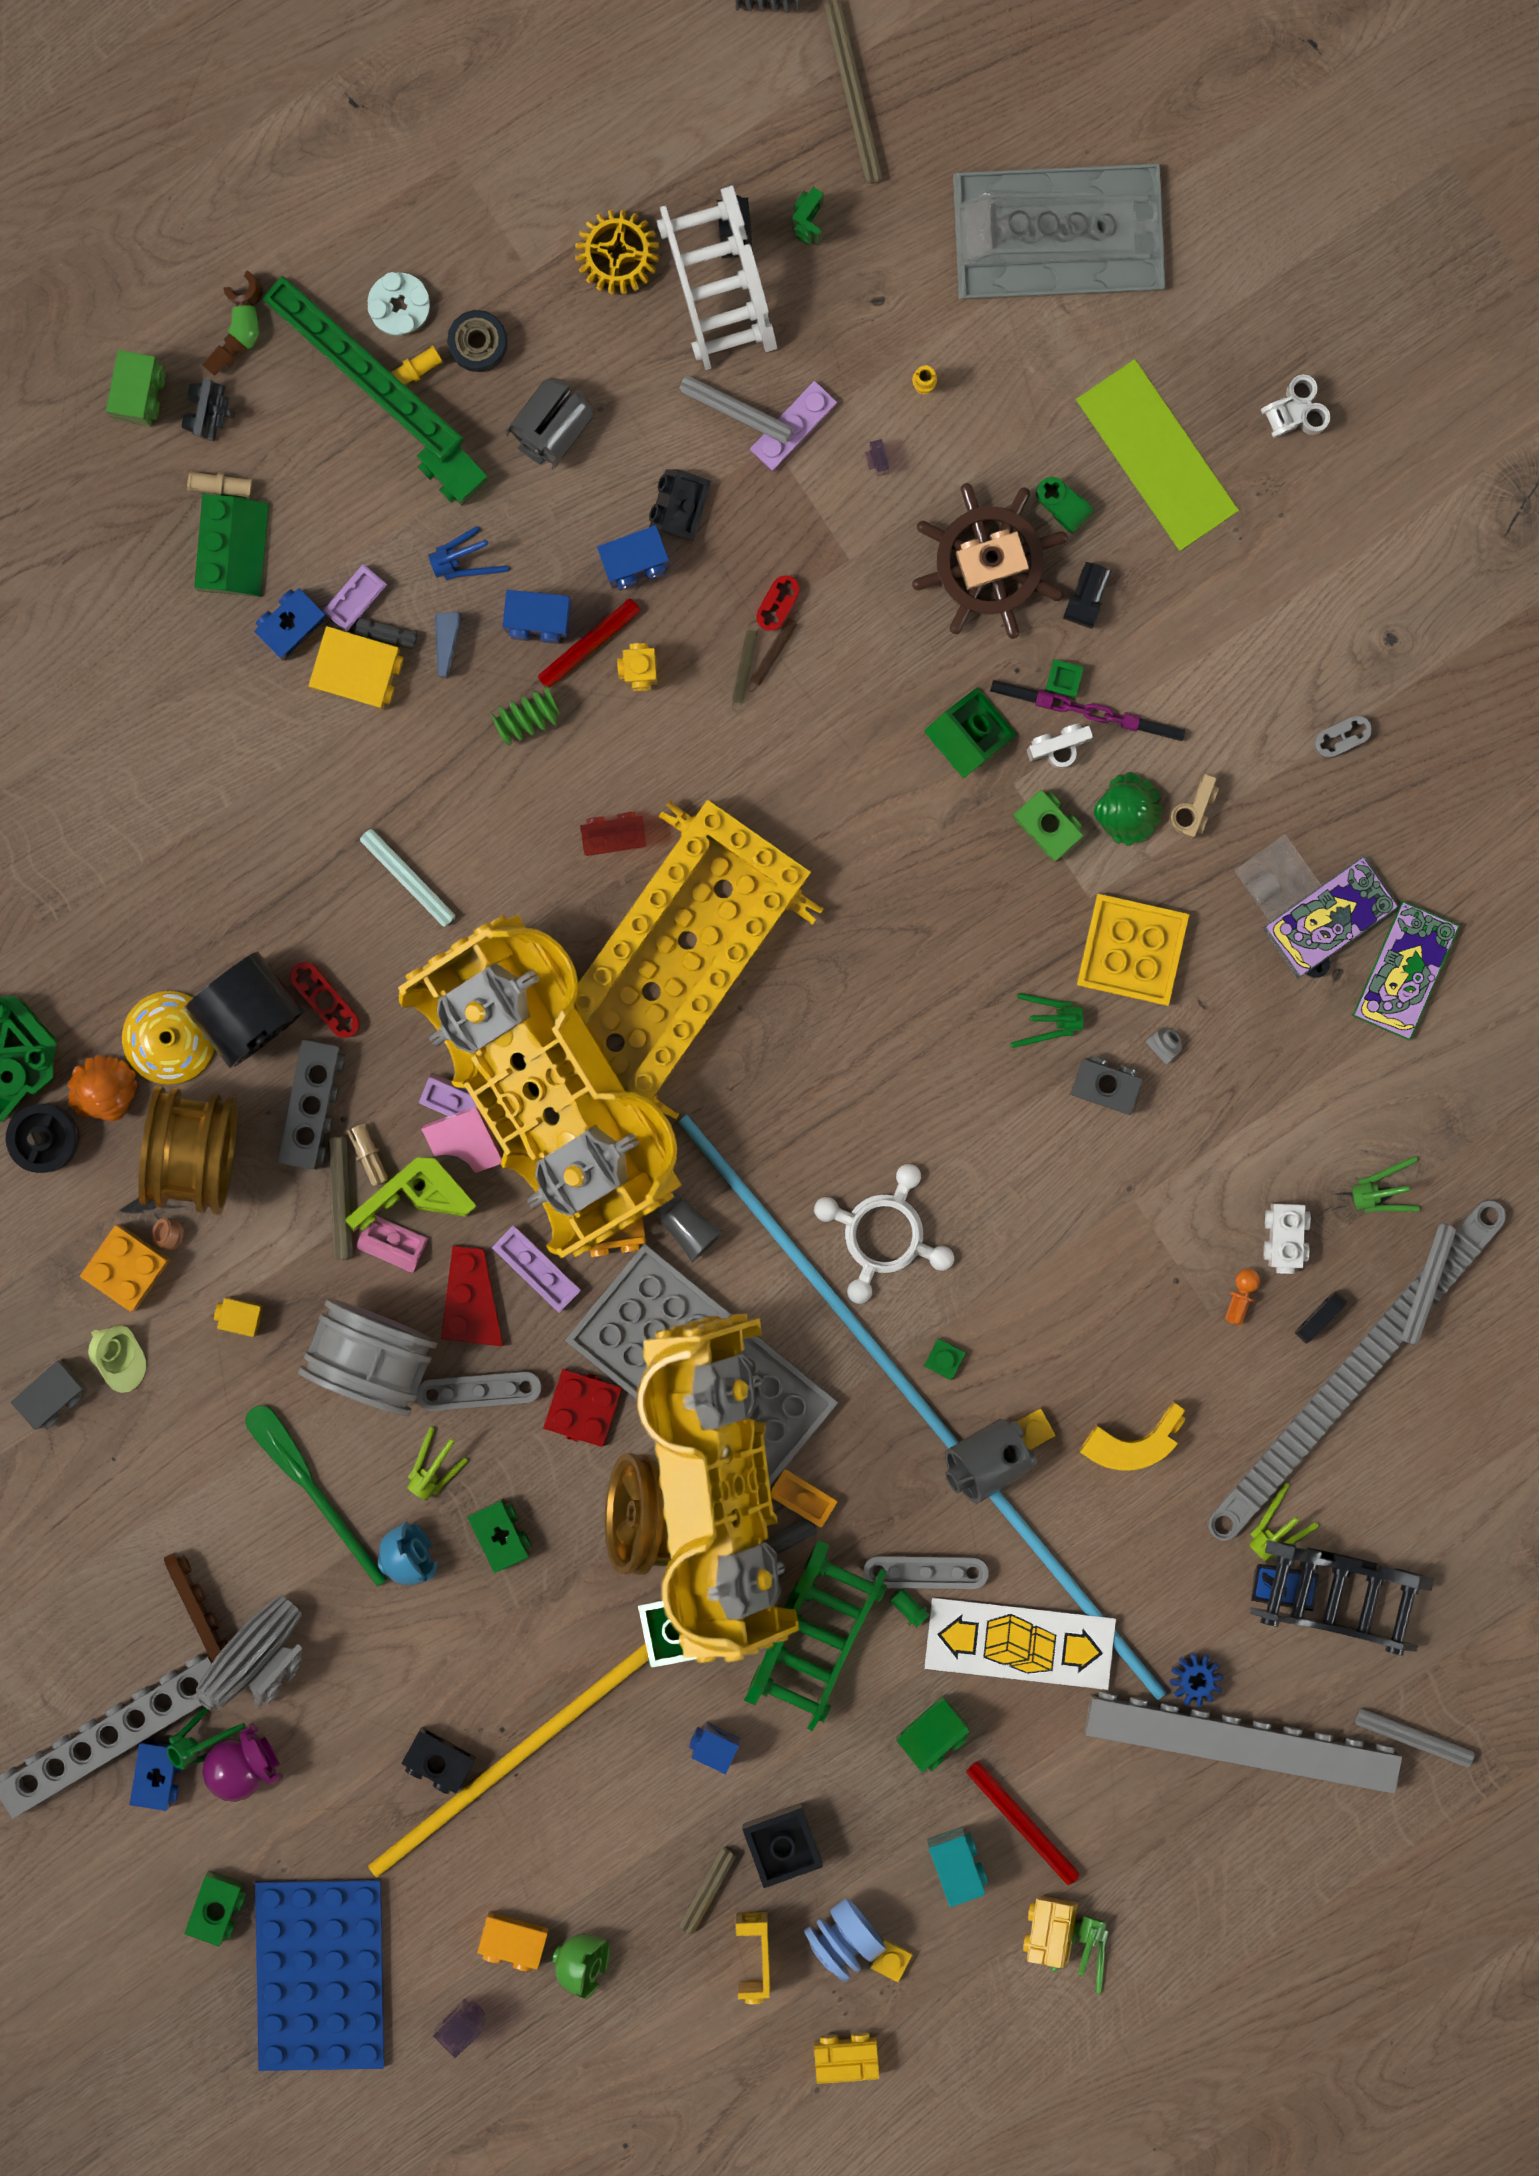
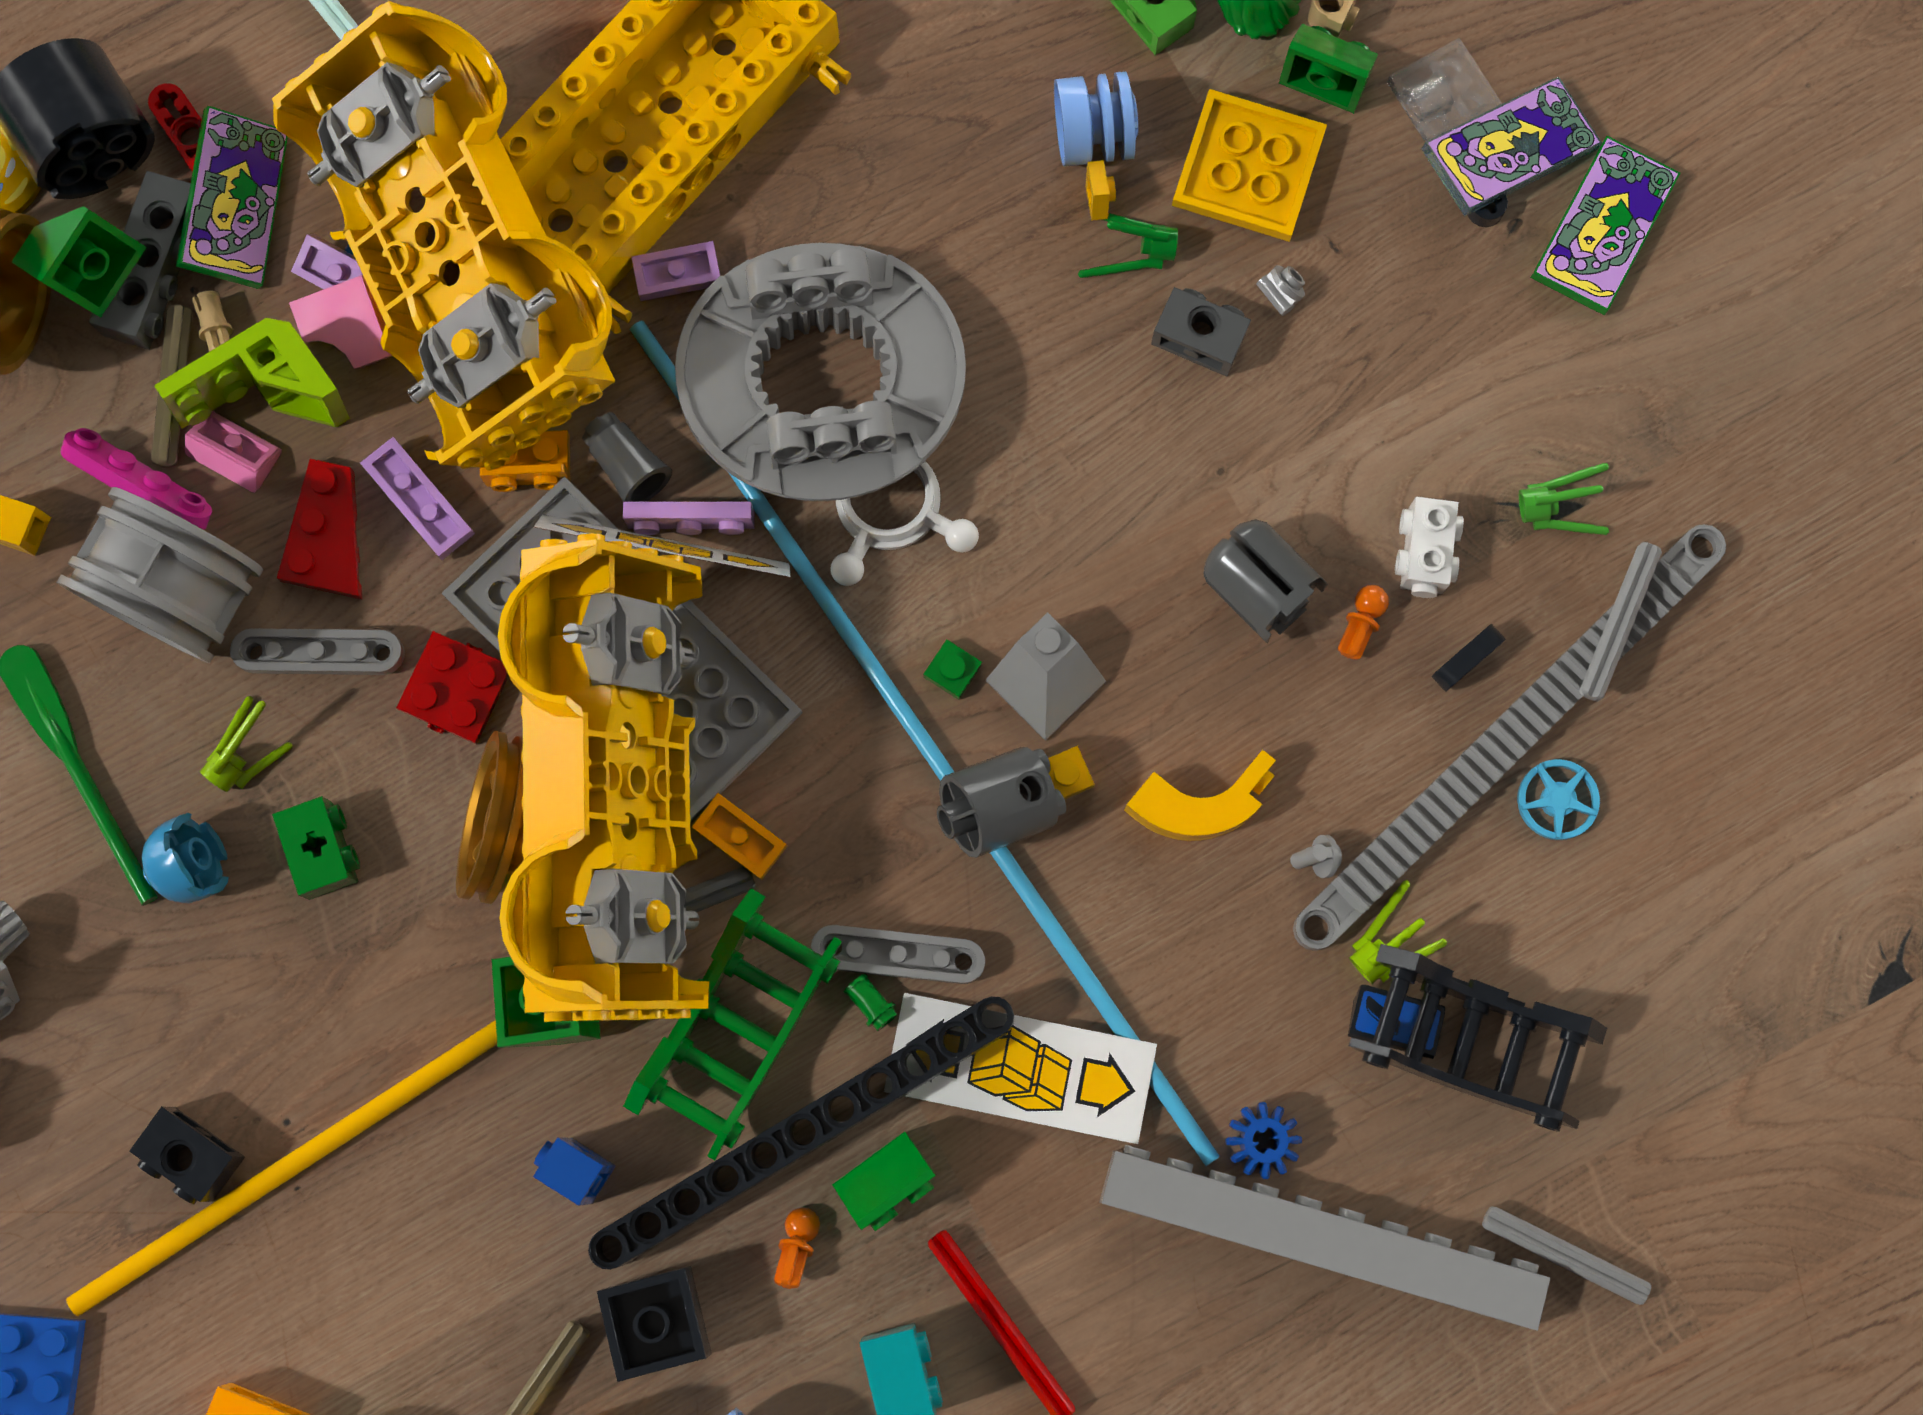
camera: 10 degrees right, 10 degrees down
(271, 1126) = (80, 257): none -> green slope
(327, 1276) = (122, 470): none -> dark pink plate
(367, 1051) = (232, 198): none -> tile
(708, 1074) = (675, 270): none -> lavender plate
(728, 1297) = (666, 546): none -> sticker
(739, 1265) = (689, 517): none -> lavender plate
(843, 1219) = (834, 449): none -> light grey piece
(864, 1718) = (781, 1136): none -> black beam
(876, 1768) = (801, 1227): none -> orange axle
(1013, 931) = (1095, 118): none -> light blue wheel
(1013, 1360) = (1046, 676): none -> light grey slope
(1021, 983) = (1099, 190): none -> yellow plate
(1154, 1287) = (1261, 577): none -> dark grey cylinder
(1188, 867) = (1327, 67): none -> green slope
(1225, 1473) = (1322, 855): none -> light grey plate
(1393, 1413) = (1558, 799): none -> medium azure wheel

